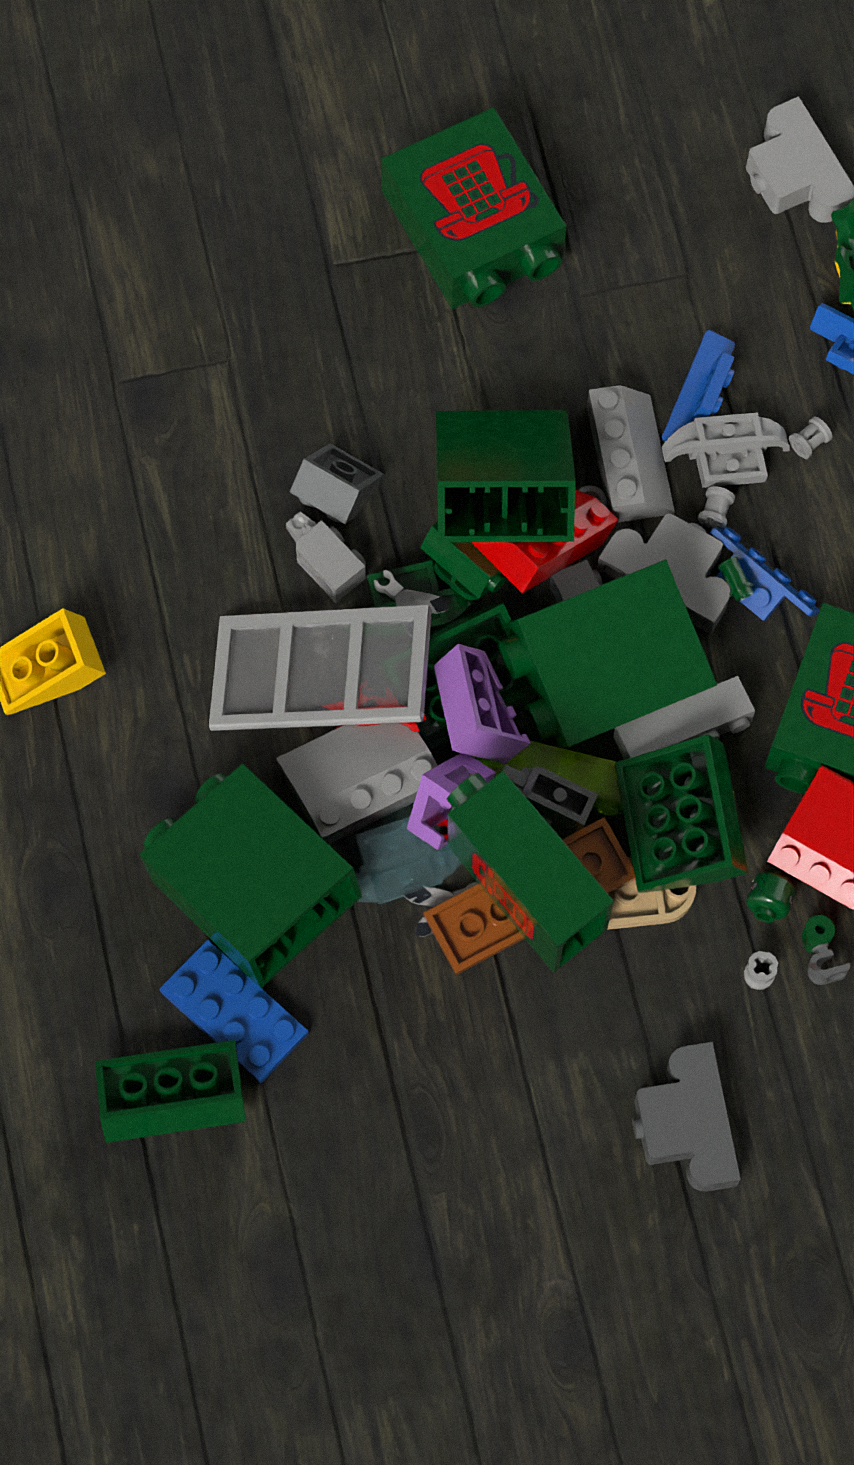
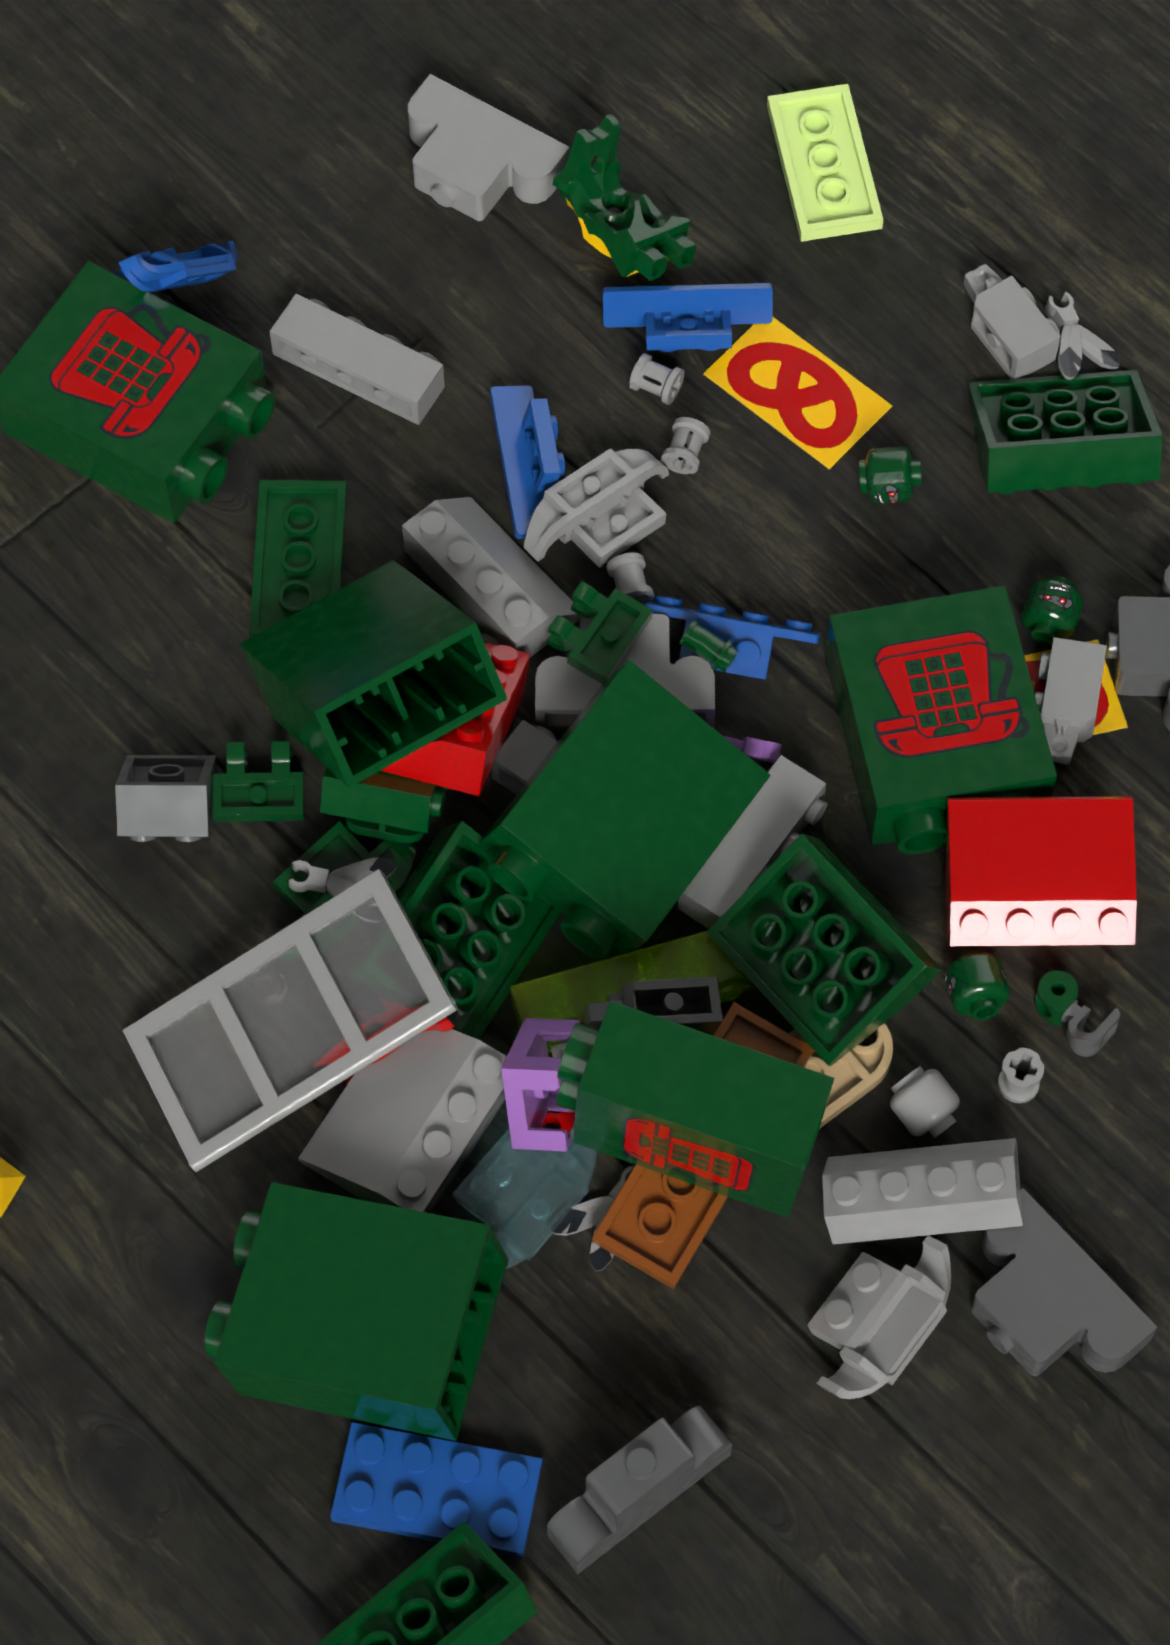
camera: 30 degrees left, 5 degrees down
(326, 556) = (207, 887): light grey hinge -> none
(354, 1081) = (637, 1485): none -> dark grey brick
(393, 515) = (258, 796): none -> dark green plate
(474, 708) = (507, 960): medium lavender wedge -> none
(516, 368) = (296, 547): none -> dark green plate
(549, 141) = (171, 270): none -> blue plate
(572, 1070) = (882, 1318): none -> light grey plate
(633, 263) = (357, 358): none -> light grey brick
(647, 1005) = (922, 1191): none -> light grey slope
(674, 536) = (608, 637): none -> dark green plate
(687, 951) = (924, 1102): none -> light grey head
(723, 659) = (758, 749): none -> medium lavender piece
(820, 382) = (656, 379): none -> light grey bush

